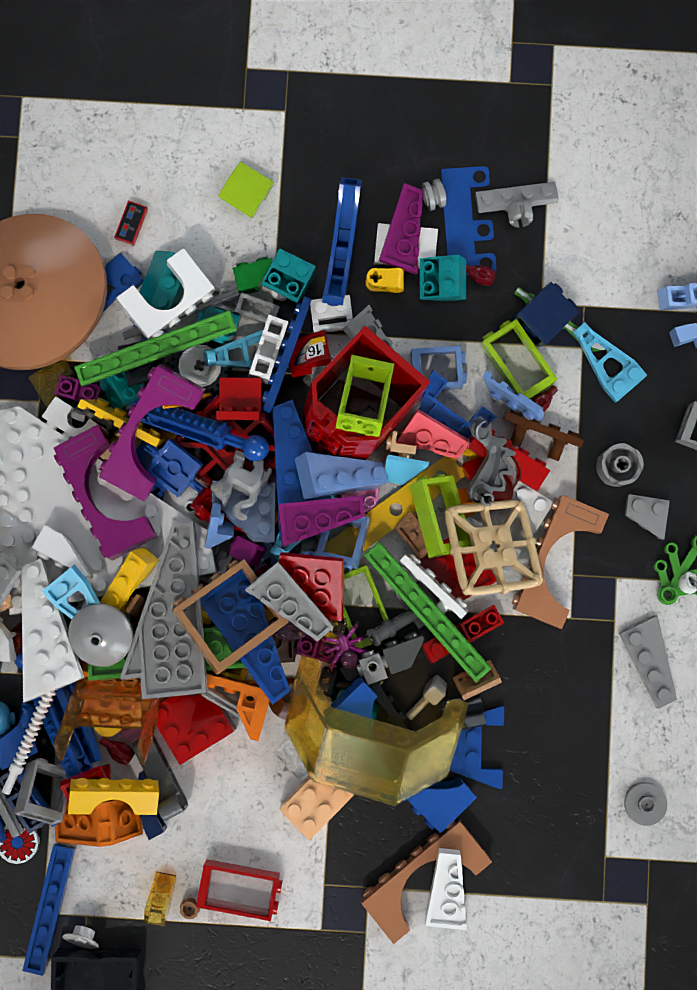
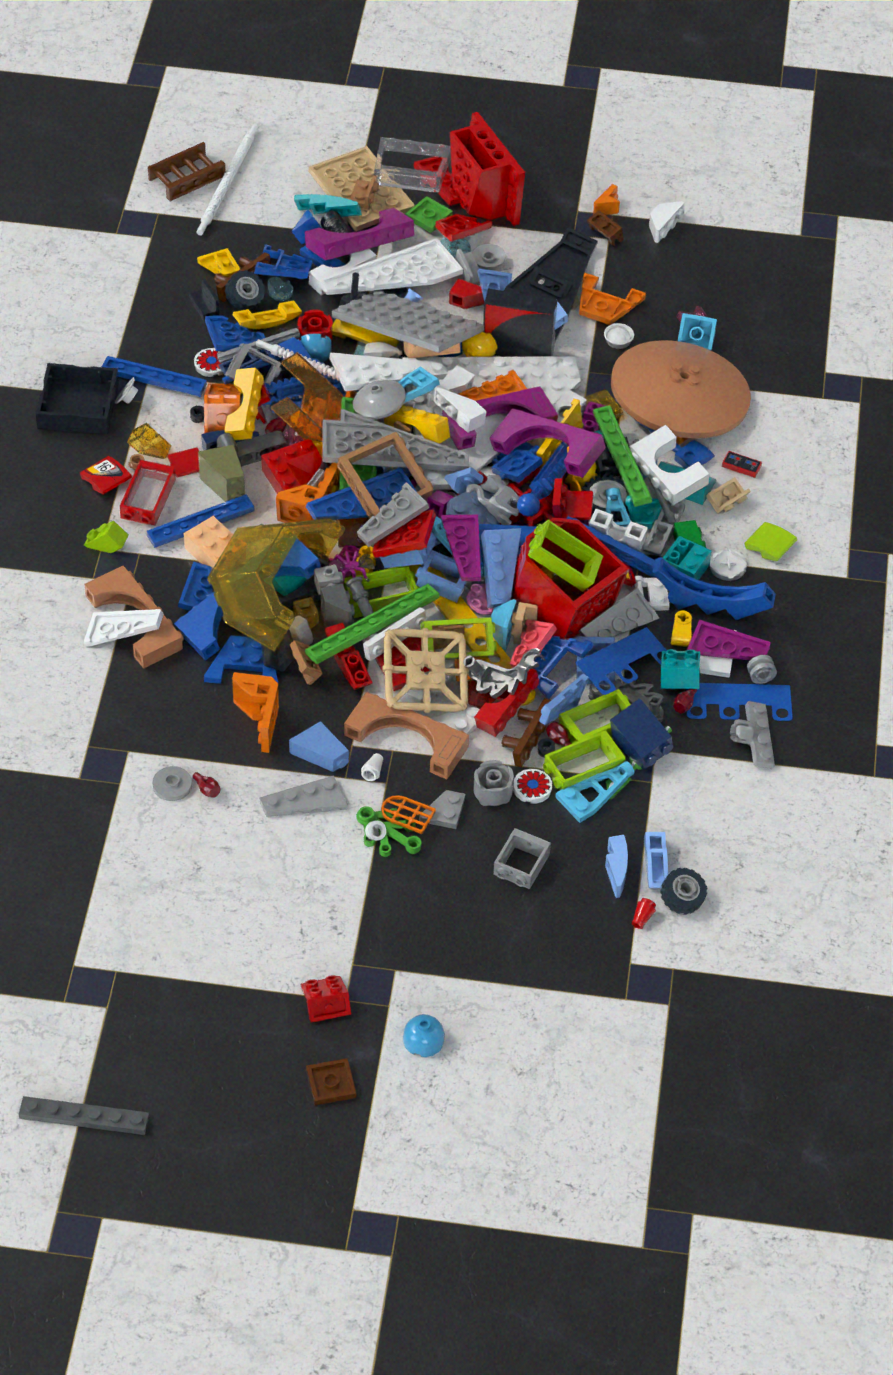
camera: 90 degrees right, 35 degrees down
(56, 498) = (500, 386): none -> orange wing
(107, 853) = (199, 410): none -> black bush
(115, 534) = (461, 409): none -> white slope
(180, 849) = (185, 462): none -> red piece
(185, 234) = (726, 495): none -> tan bracket
(207, 804) = (222, 472): none -> olive slope
(213, 943) = (106, 475): none -> red slope
(274, 822) = (222, 512): none -> blue plate
(281, 233) = (728, 565): none -> white tile
(314, 927) = (107, 538): none -> lime slope
(375, 814) = (196, 586): none -> blue wing
(399, 693) = (310, 613): none -> clear yellow brick
(440, 346) = (618, 656): none -> blue piece
(477, 324) = (634, 692): none -> dark grey animal
(536, 734) = (260, 701): none -> orange bracket
(556, 408) = (546, 742): none -> black bush
(588, 650) = (320, 748): none -> medium blue slope
(591, 366) = (577, 749): none -> lime window
(605, 593) = (372, 768): none -> white cone
(607, 426) = (532, 786): none -> tile
(649, 766) = (207, 785): none -> dark red piece
(670, 546) = (411, 819): none -> orange window

